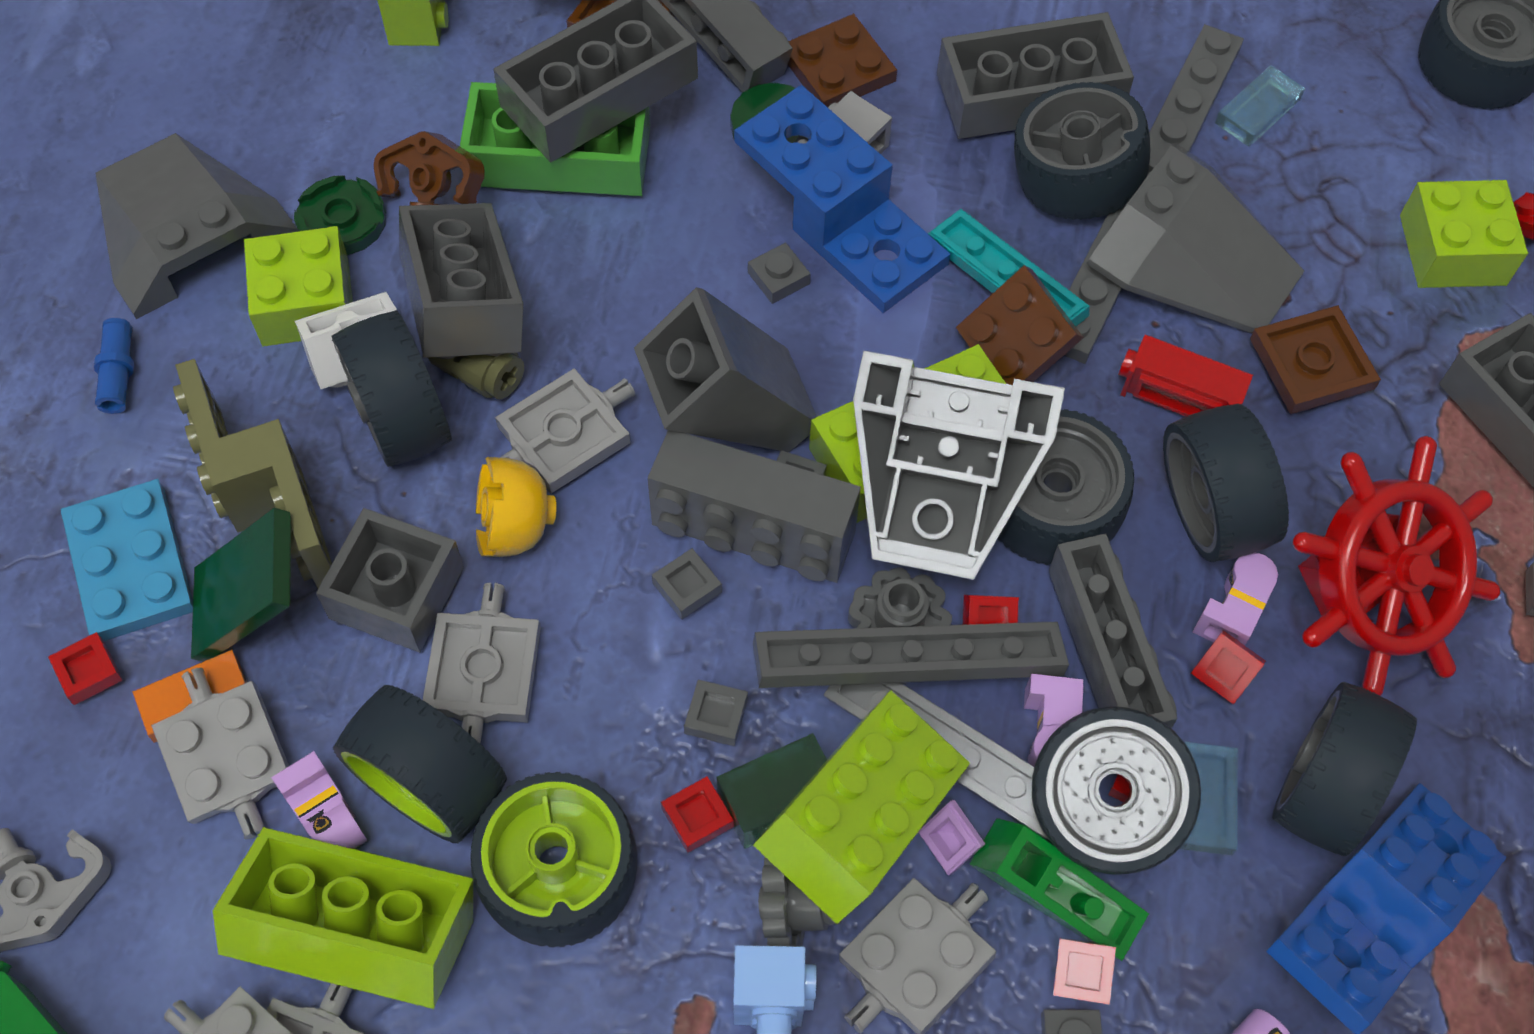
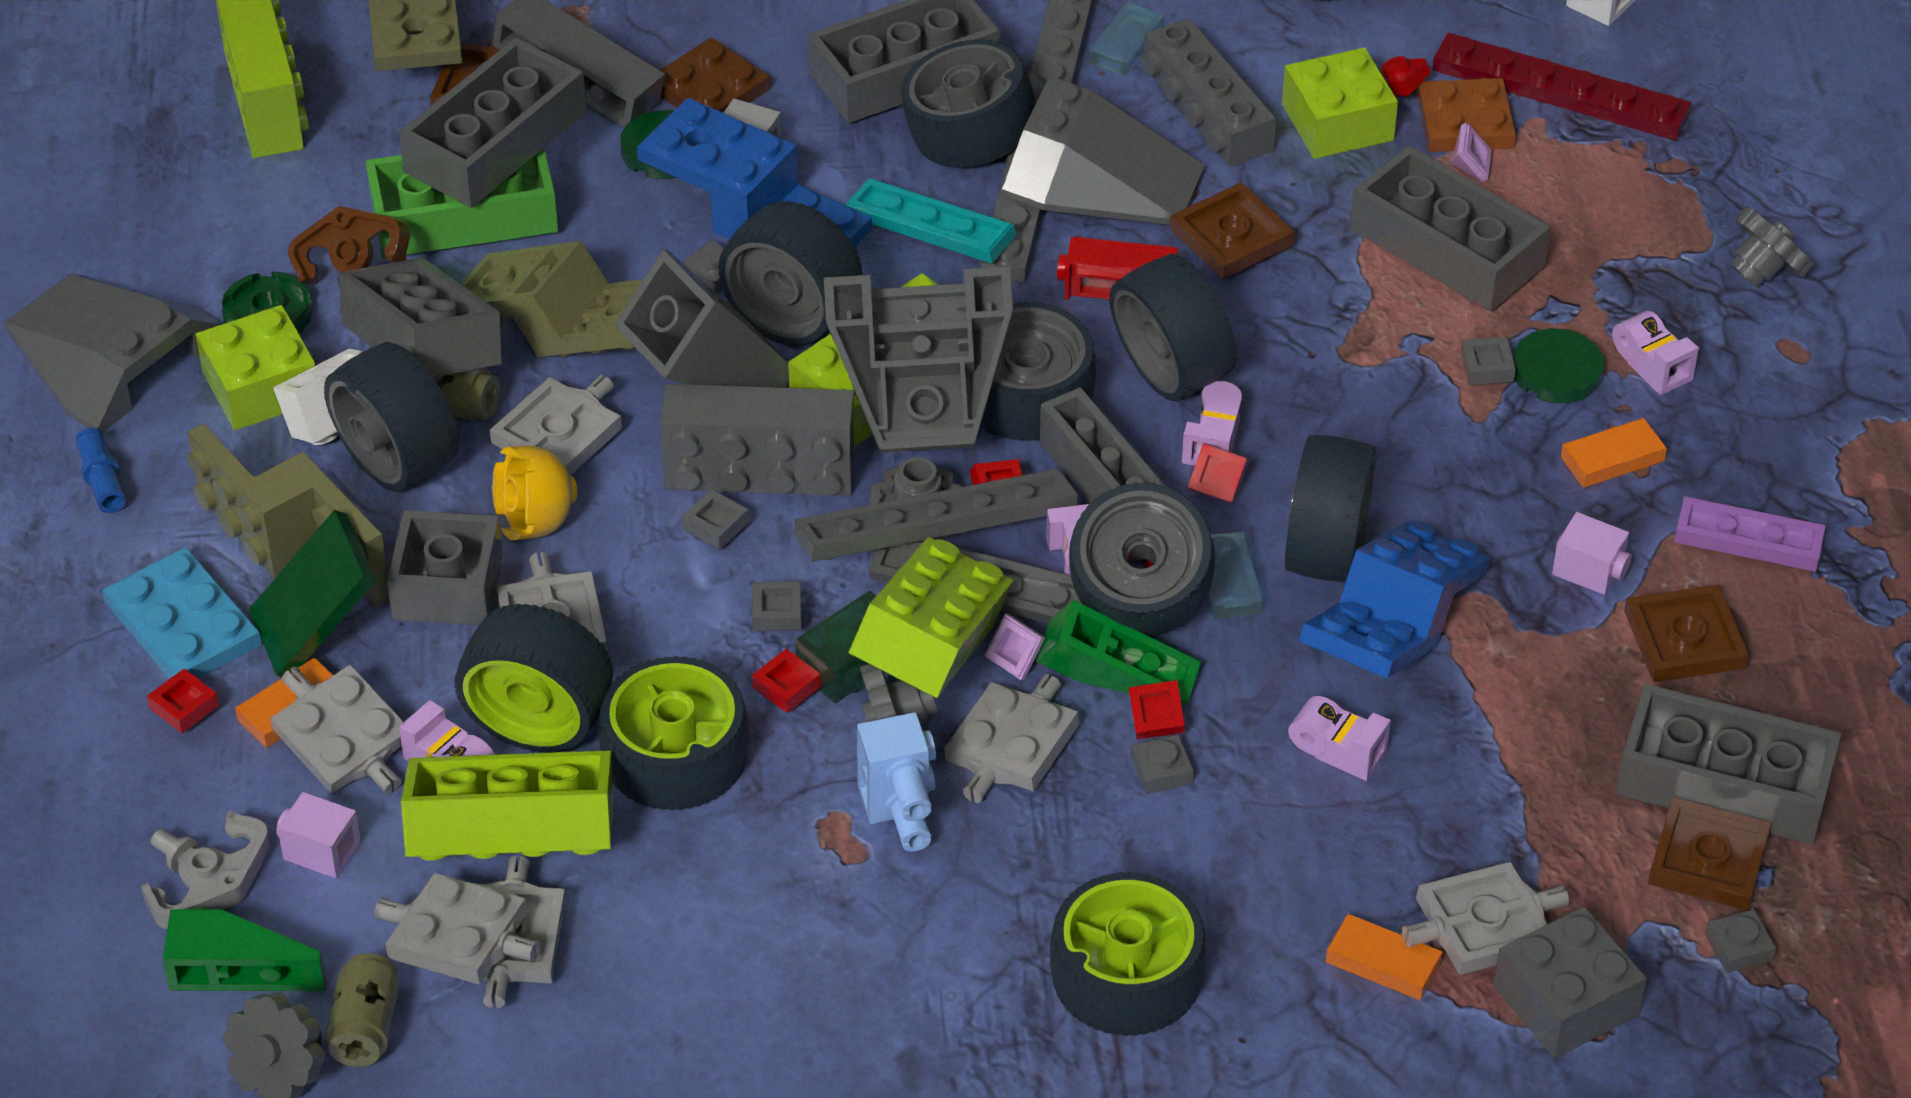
camera: 15 degrees left, 15 degrees down
(151, 884) = (318, 834): none -> lavender brick
(599, 276) = (554, 297): none -> olive bracket
(839, 305) = (778, 270): none -> wheel
(1021, 328) = (951, 245): reddish brown plate -> none
(1329, 190) = (1209, 92): none -> dark grey brick
(1379, 560) = (1328, 356): red piece -> none

